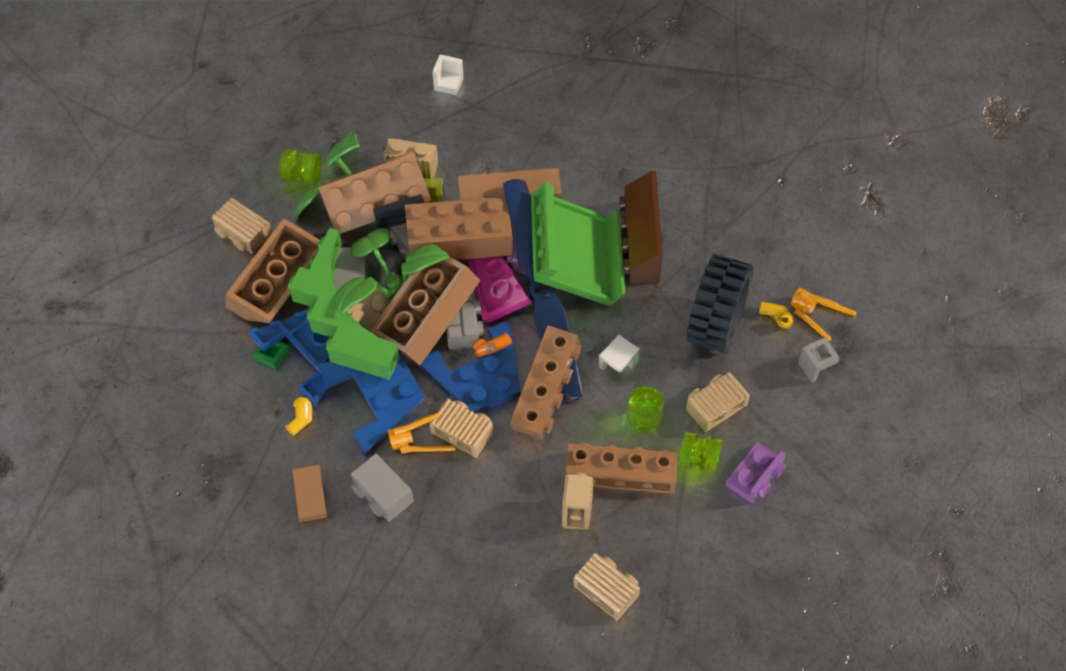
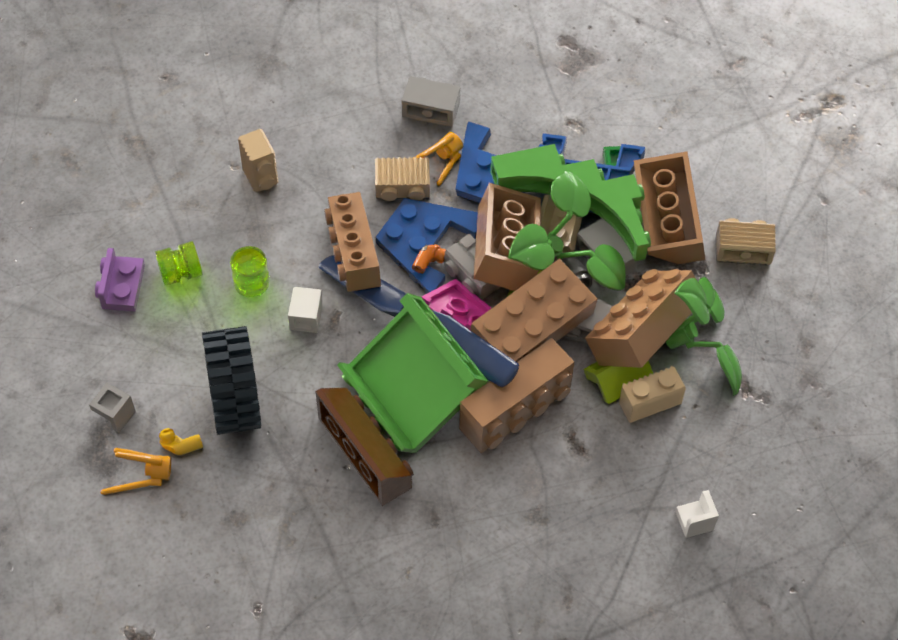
camera: 145 degrees right, 0 degrees up
(302, 166) = (747, 324): clear neon green wheel -> none
(303, 414) = (544, 123): yellow arm -> none
(309, 493) = (487, 74): medium nougat tile -> none
(394, 213) = (603, 305): black tile -> none
(607, 586) = (196, 125): tan brick -> none
(624, 467) = (241, 217): medium nougat brick -> none
(716, 401) = (189, 319): tan brick -> none

